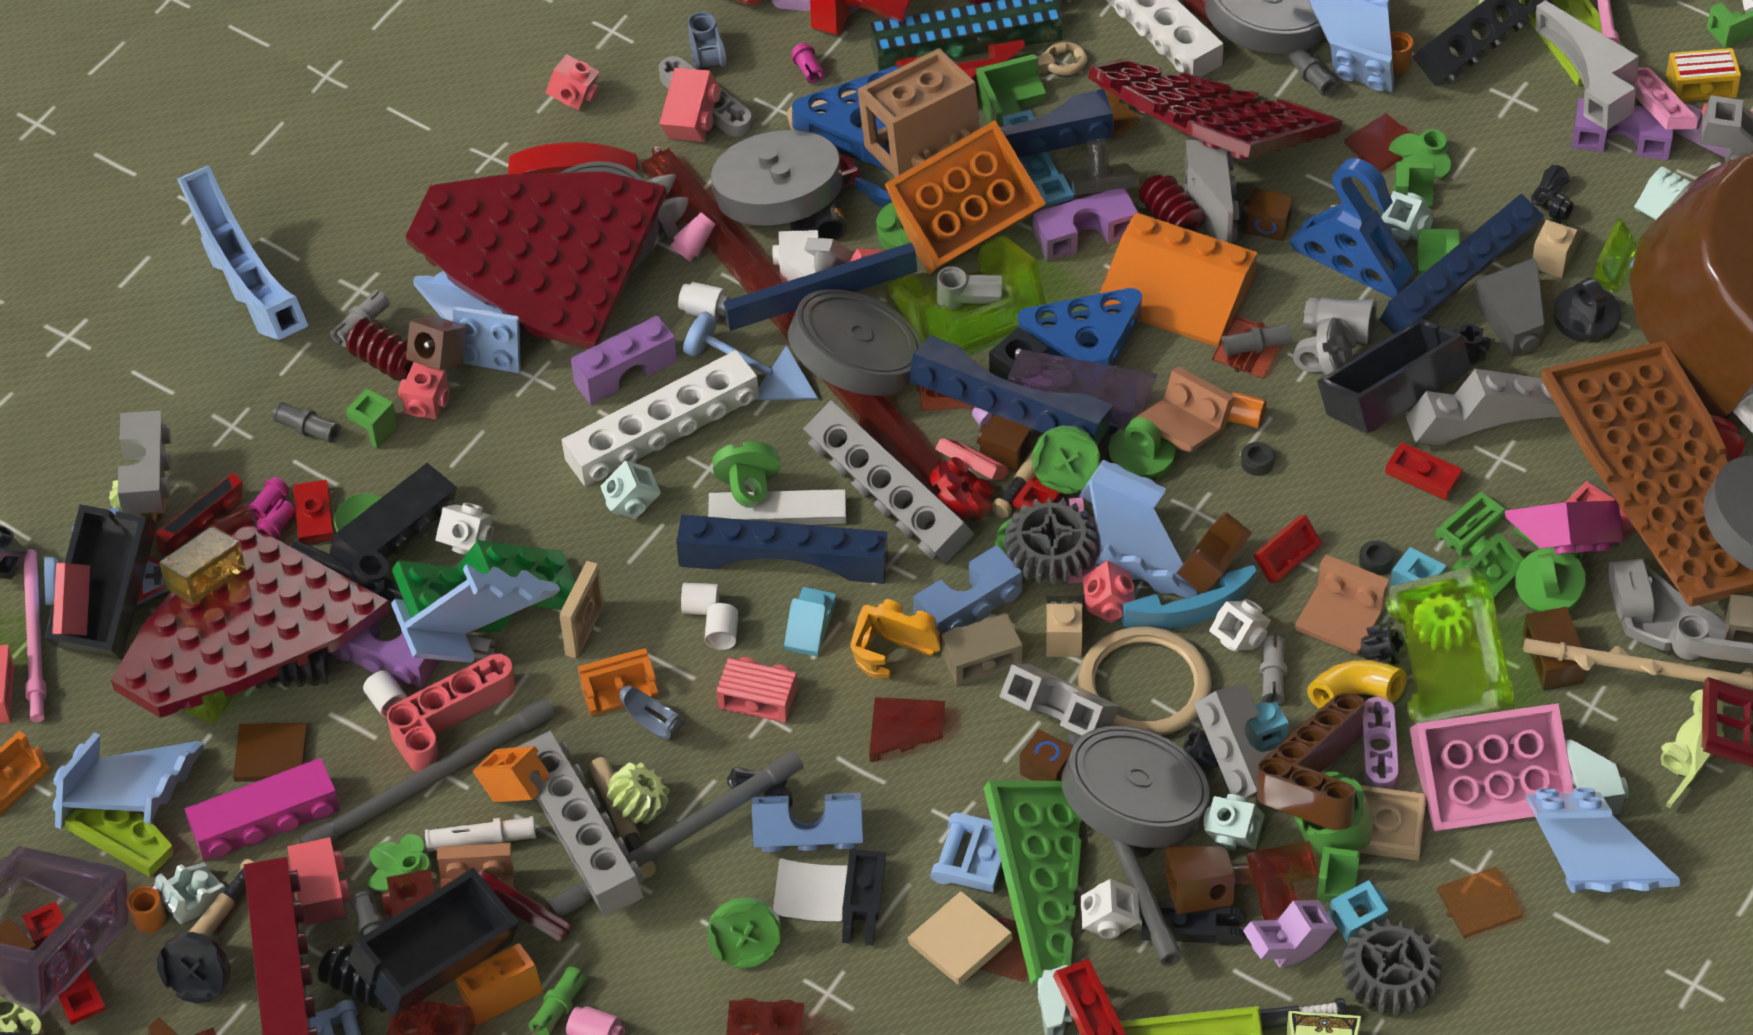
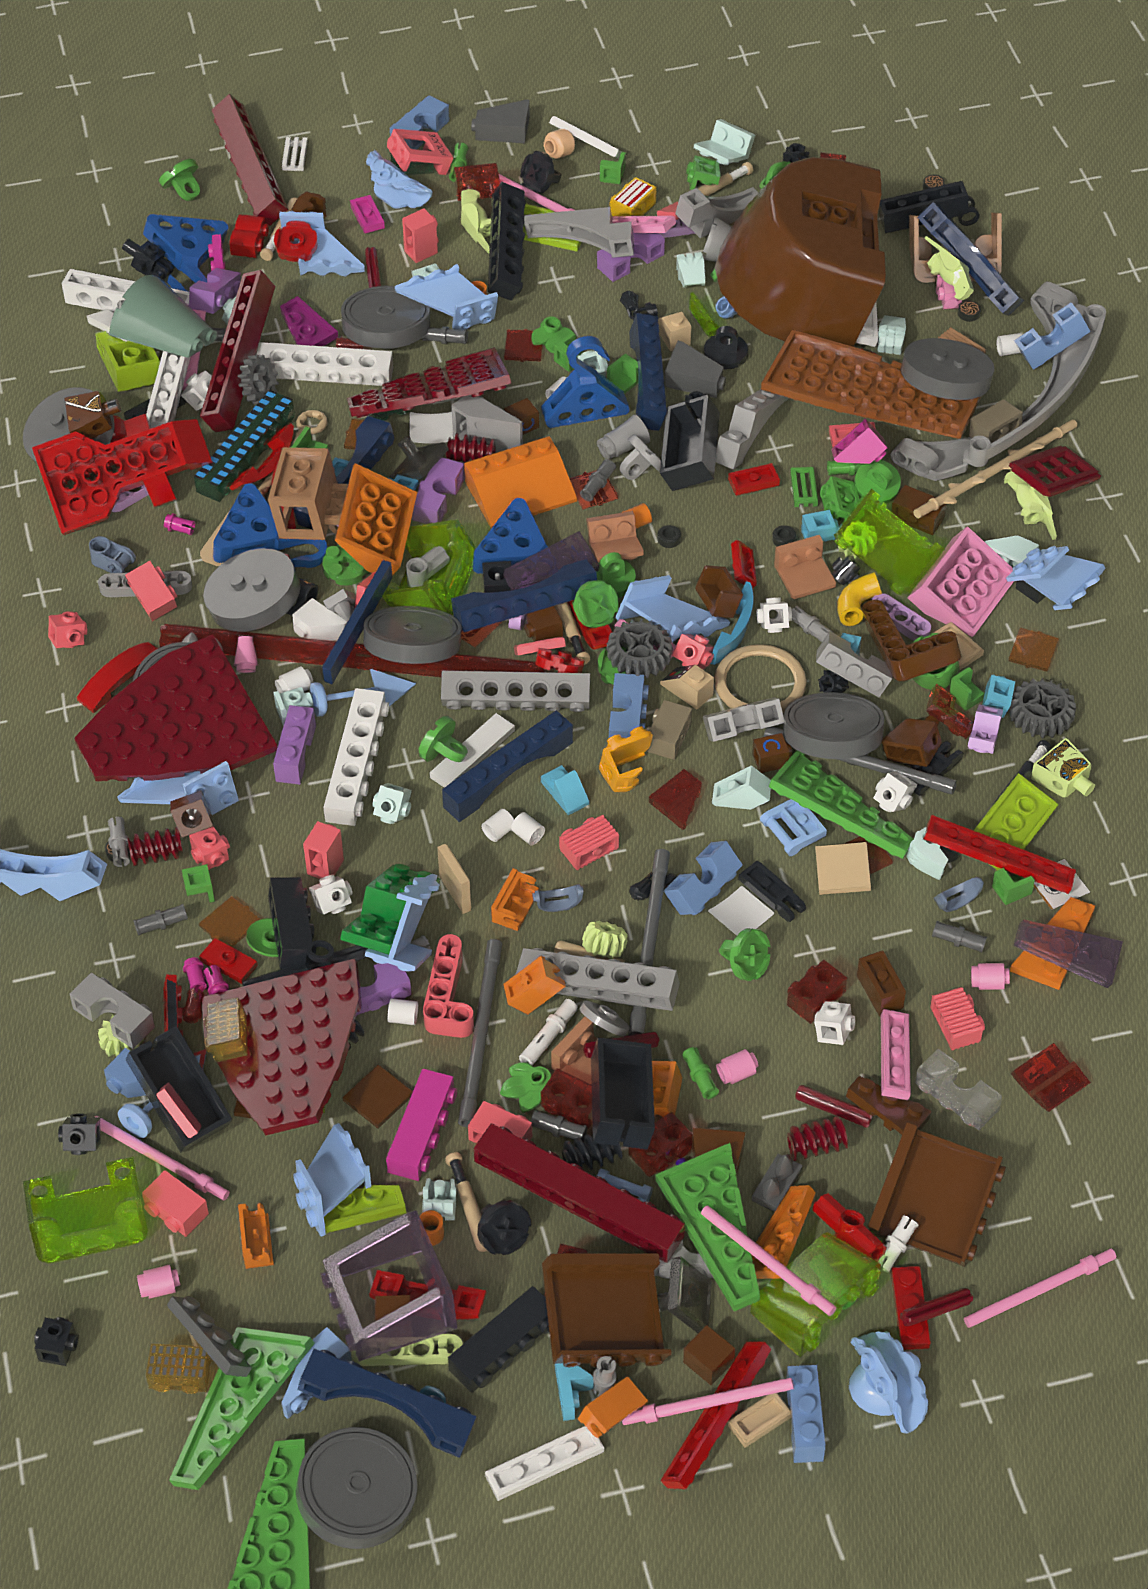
camera: 50 degrees left, 0 degrees up
(361, 476) = (229, 922): none -> clear orange piece
(507, 480) = (323, 850): none -> coral brick
(535, 865) = (605, 1018): none -> light grey piece
(675, 316) = (293, 697): none -> light aqua brick
(967, 771) = (742, 790): none -> light aqua slope
(1165, 153) = (431, 427): none -> white sticker
(1233, 822) = (900, 703): light aqua brick -> none

